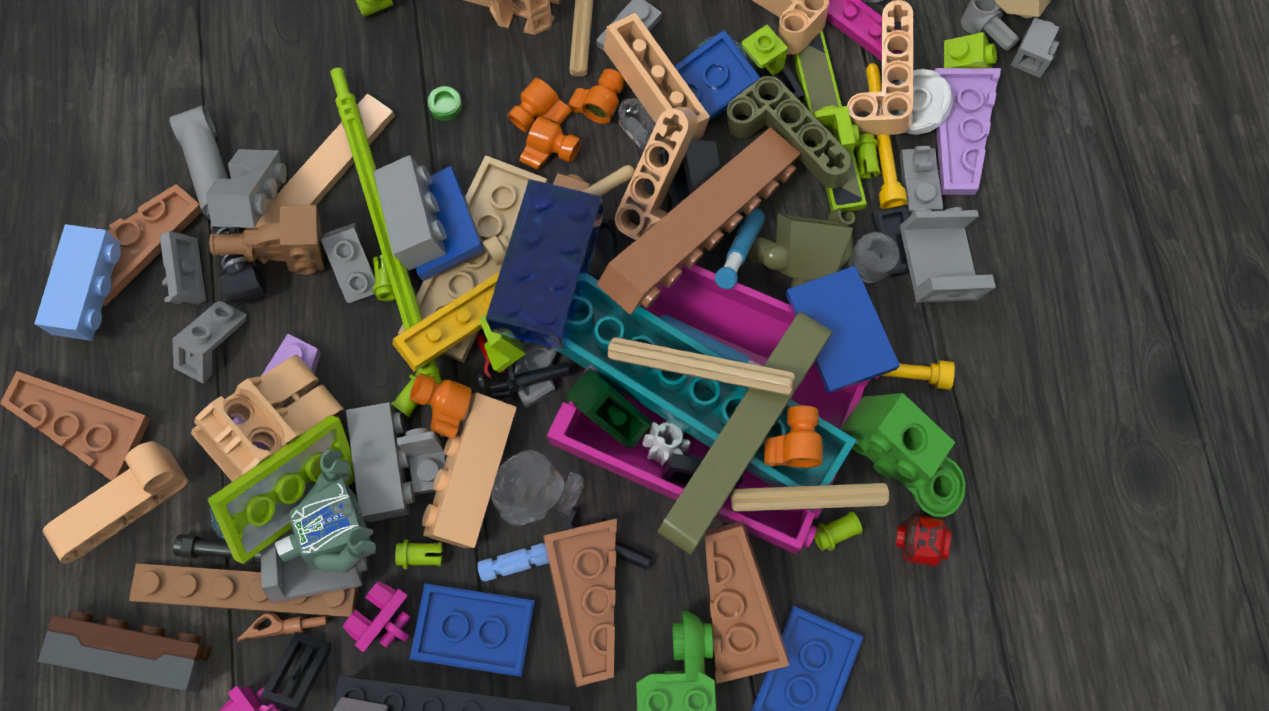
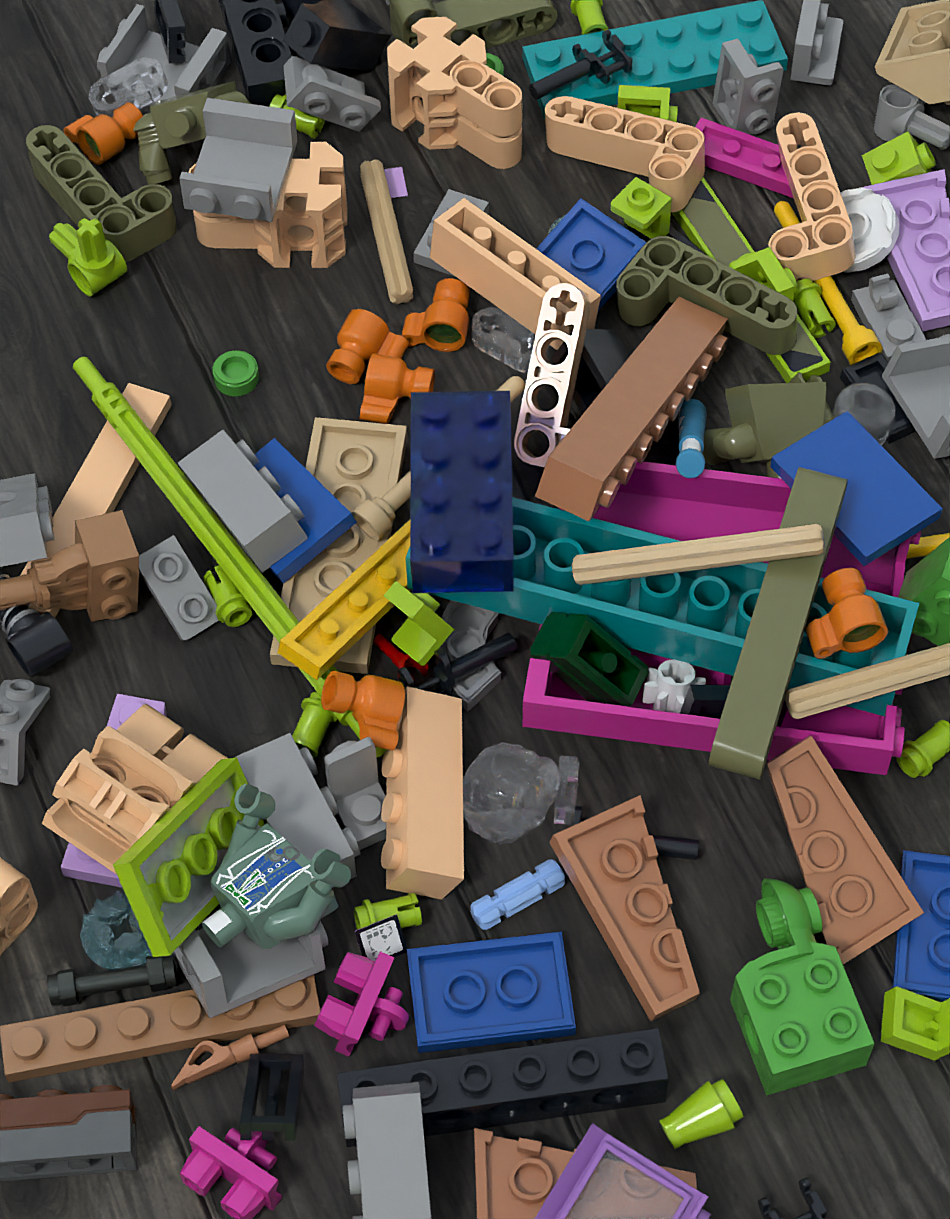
camera: 15 degrees left, 15 degrees down
(408, 572) = (383, 937): none -> sticker

